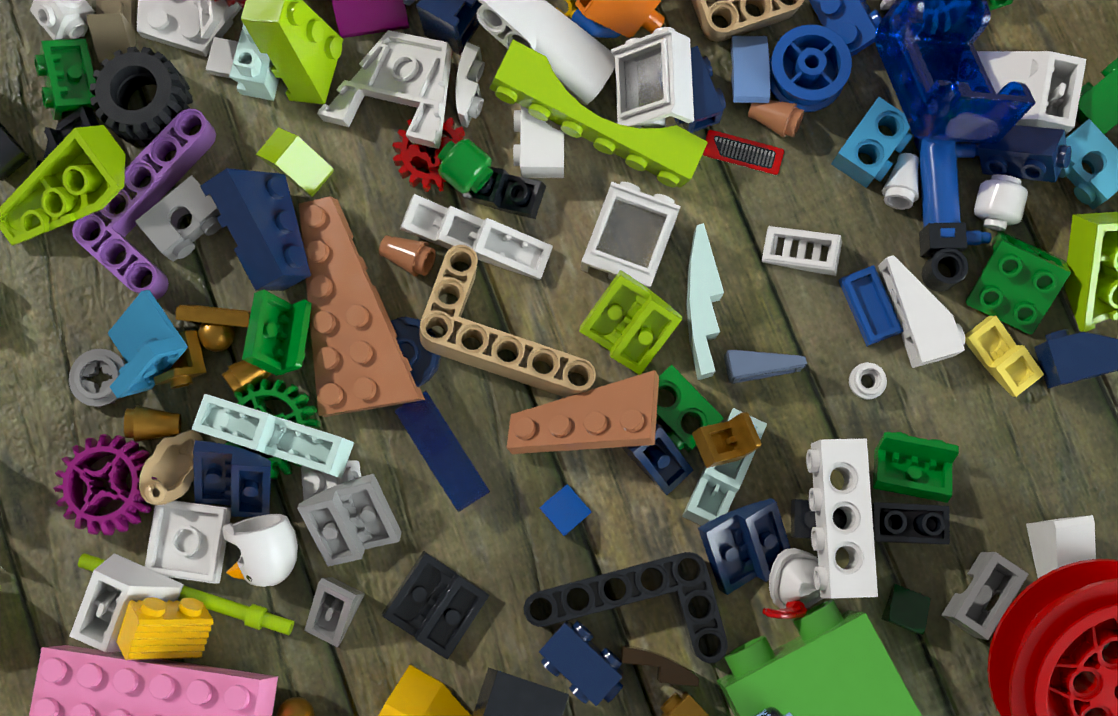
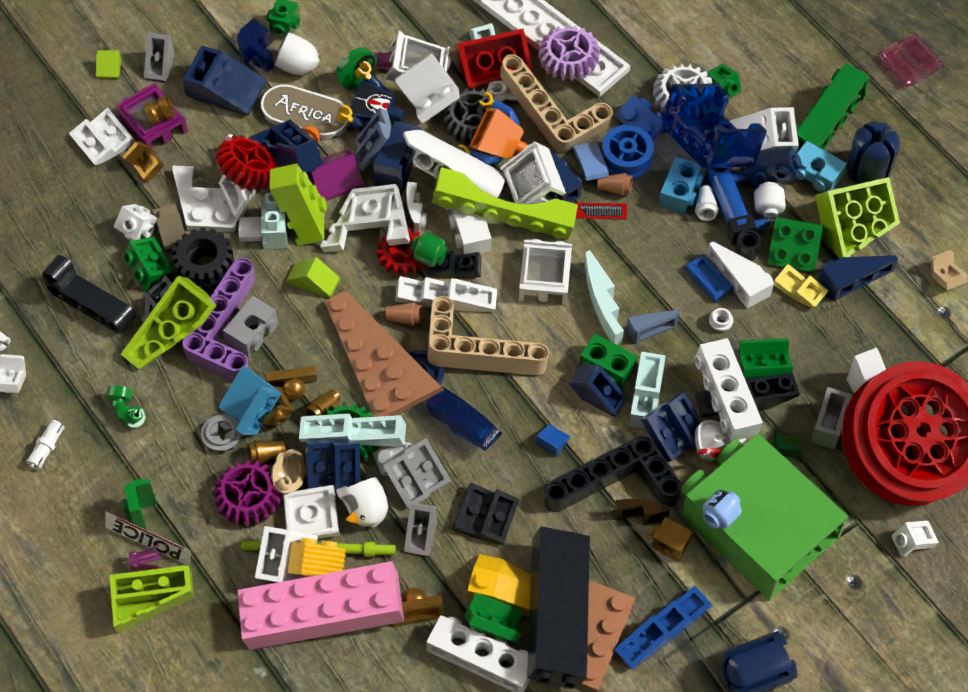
camera: 20 degrees left, 20 degrees down
(263, 224) = (309, 313): dark blue wedge -> none
(276, 333) = (335, 375): green bracket -> none
(591, 671) = (591, 518): dark blue brick -> none
(595, 419) = (558, 373): nougat wing -> none
(630, 322) = (561, 318): lime slope -> none
(727, 440) = (644, 365): pearl gold bracket -> none
(804, 237) = (655, 248): white slope -> none

